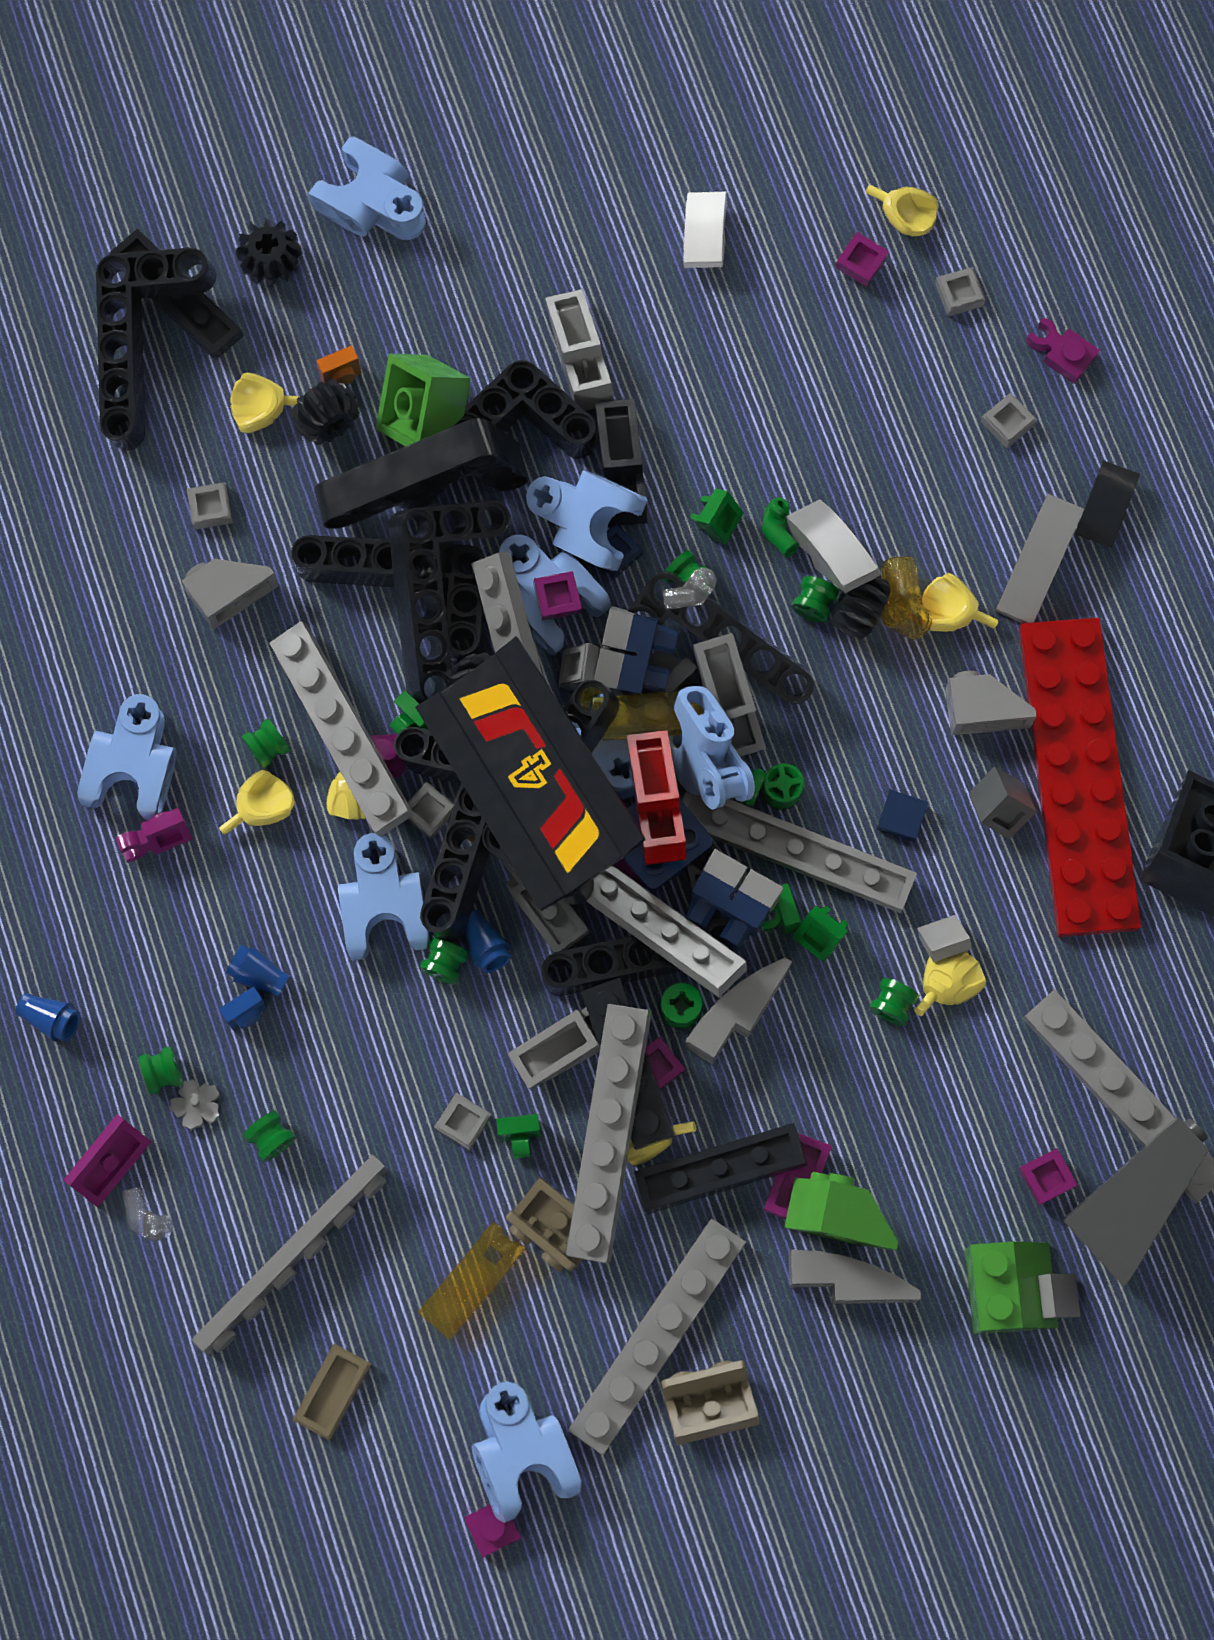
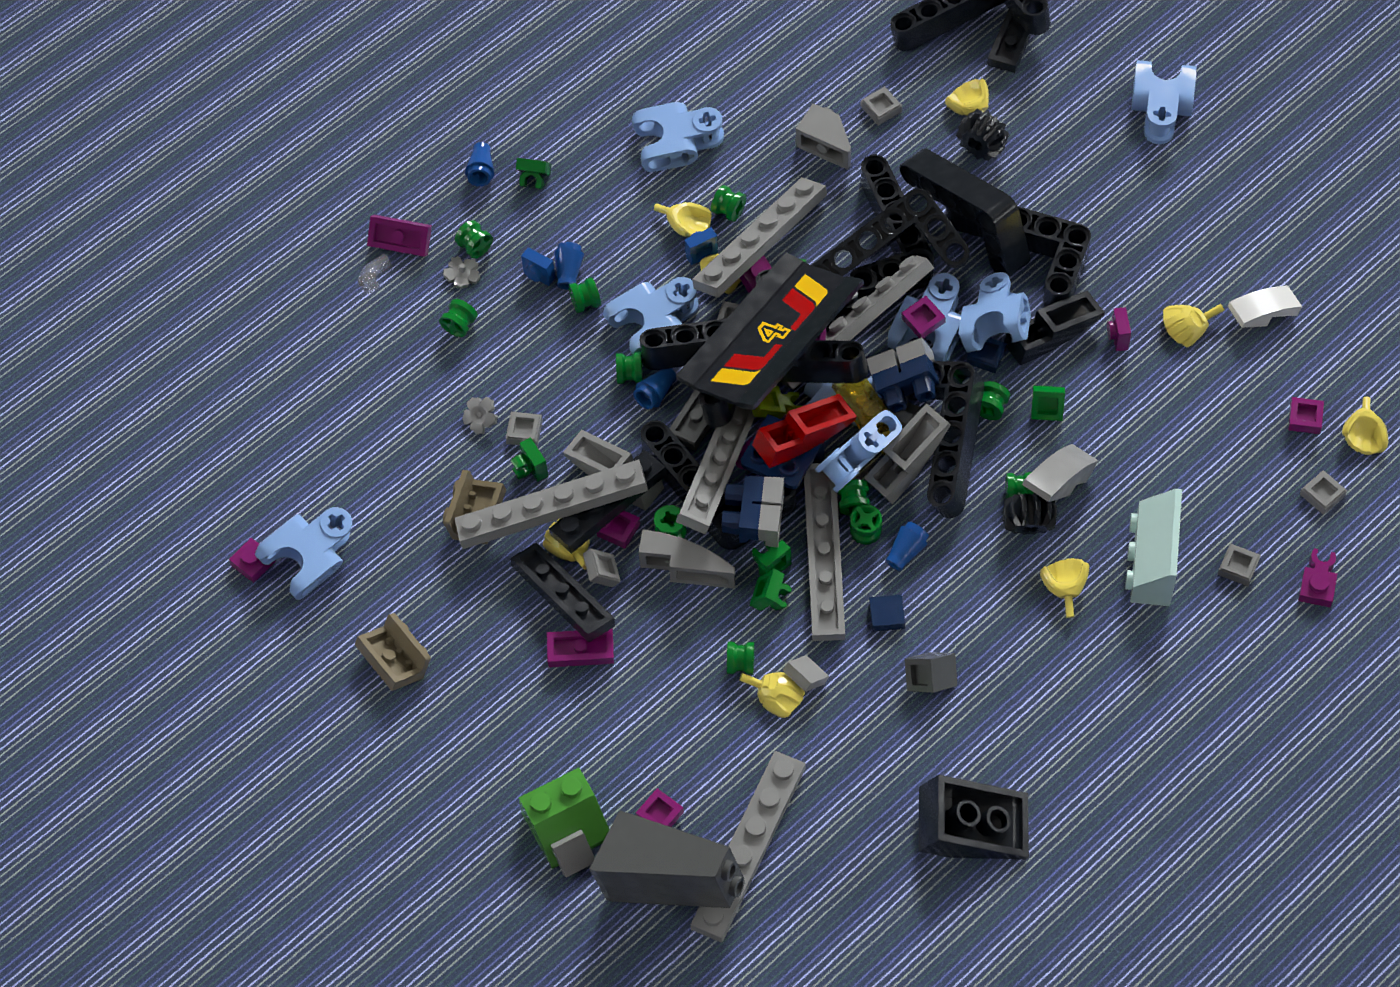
camera: 70 degrees right, 15 degrees down
(90, 953) = (533, 168): none -> green tile
(157, 834) = (634, 169): magenta plate -> none
(279, 1269) = (384, 363): light grey plate -> none
(283, 250) = (1082, 58): black gear -> none
(309, 802) = (701, 245): none -> blue plate
(312, 969) = (584, 295): none -> green wheel
(332, 1392) = (303, 429): dark tan tile -> none
(339, 365) = (1022, 132): orange plate -> none
(420, 398) = (1029, 181): bright green slope -> none
(420, 1166) = (479, 414): none -> light grey plant
(471, 1282) = (413, 478): clear yellow plate -> none
(579, 349) = (1123, 267): light grey slope -> none
(656, 1336) = (428, 607): light grey plate -> none
(660, 393) = (1119, 329): none -> magenta plate
(682, 319) = (1187, 323): none -> light yellow piece
(693, 592) = (968, 390): clear arm -> none
(704, 1109) = (601, 567): none -> light grey tile
(776, 525) = (1064, 439): green arm -> none
(830, 755) = (907, 545): none -> blue cone
(838, 1211) = (560, 668): bright green slope -> none
(850, 1279) = (520, 706): light grey slope -> none
(904, 607) = (1045, 545): clear yellow piece -> none
(965, 492) = (1154, 549): none -> light aqua slope
(984, 705) = (998, 628): light grey slope -> none
(1039, 559) = (1136, 623): light grey slope -> none
(1079, 778) = (982, 719): red plate -> none
(1107, 504) = (1207, 653): black slope -> none

